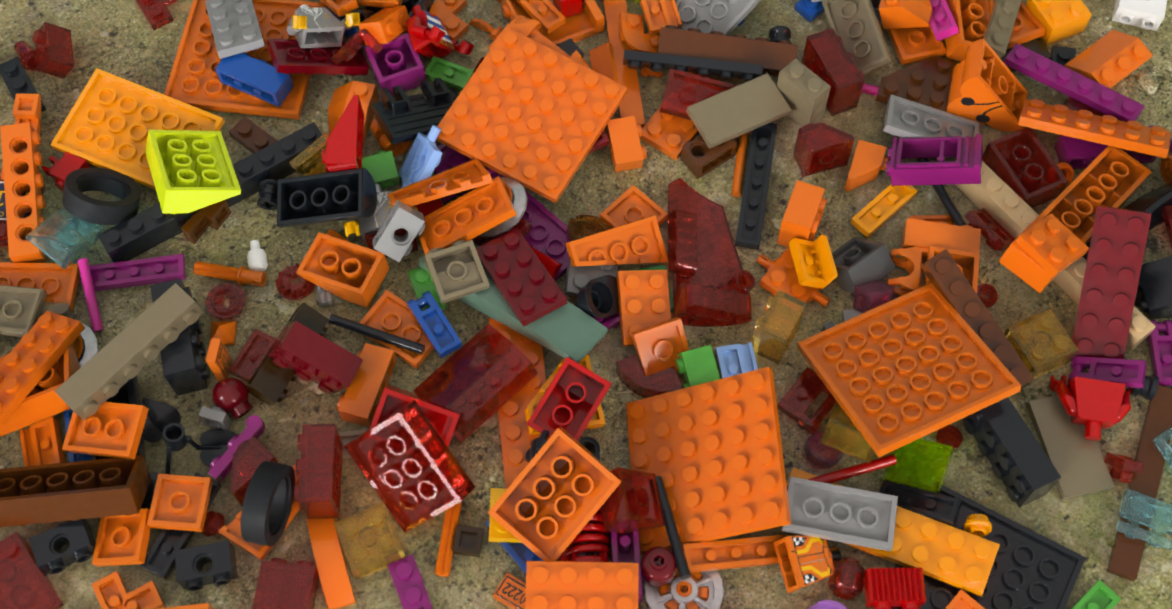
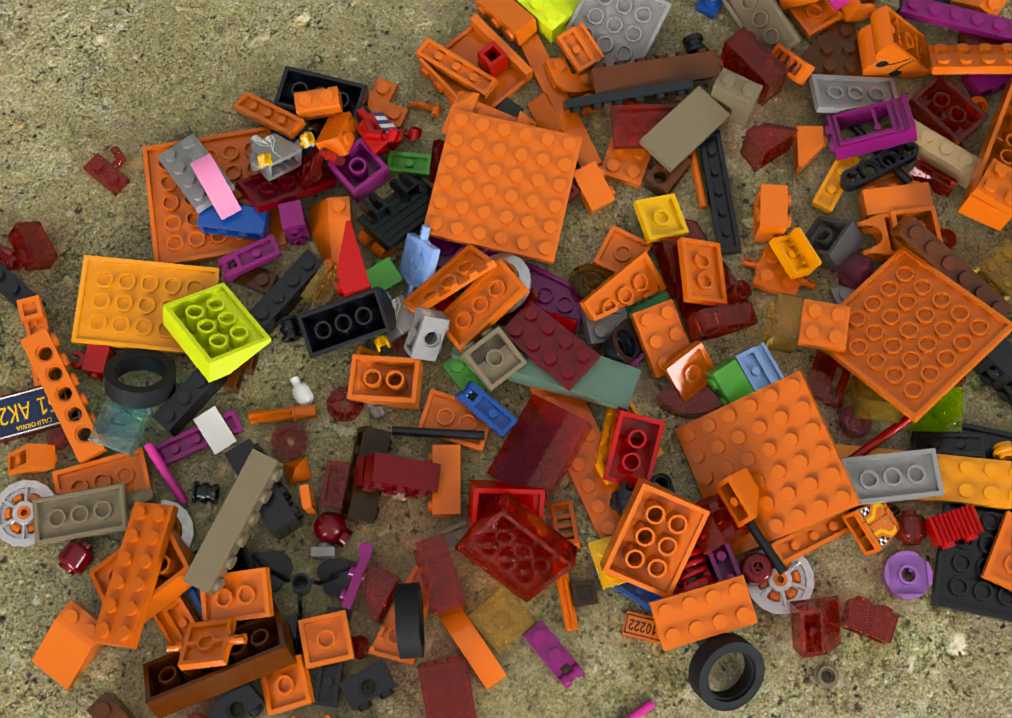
camera: 15 degrees left, 10 degrees up
(54, 465) = (207, 644): none -> orange plate
(116, 323) = (205, 493): none -> black bush
(154, 266) = (215, 430): none -> white sticker
(244, 36) = (215, 186): none -> bright pink brick
(255, 115) = (249, 257): none -> magenta plate
(312, 95) = (295, 222): none -> magenta brick
(478, 480) = (561, 506): none -> orange slope
(663, 479) = (739, 496): none -> orange slope
(685, 190) = (660, 217): none -> yellow plate
(707, 251) = (701, 272): none -> orange plate
(814, 335) = (823, 325): none -> orange plate
(879, 90) = (802, 69): none -> orange slope
(932, 198) = (877, 164): none -> black beam

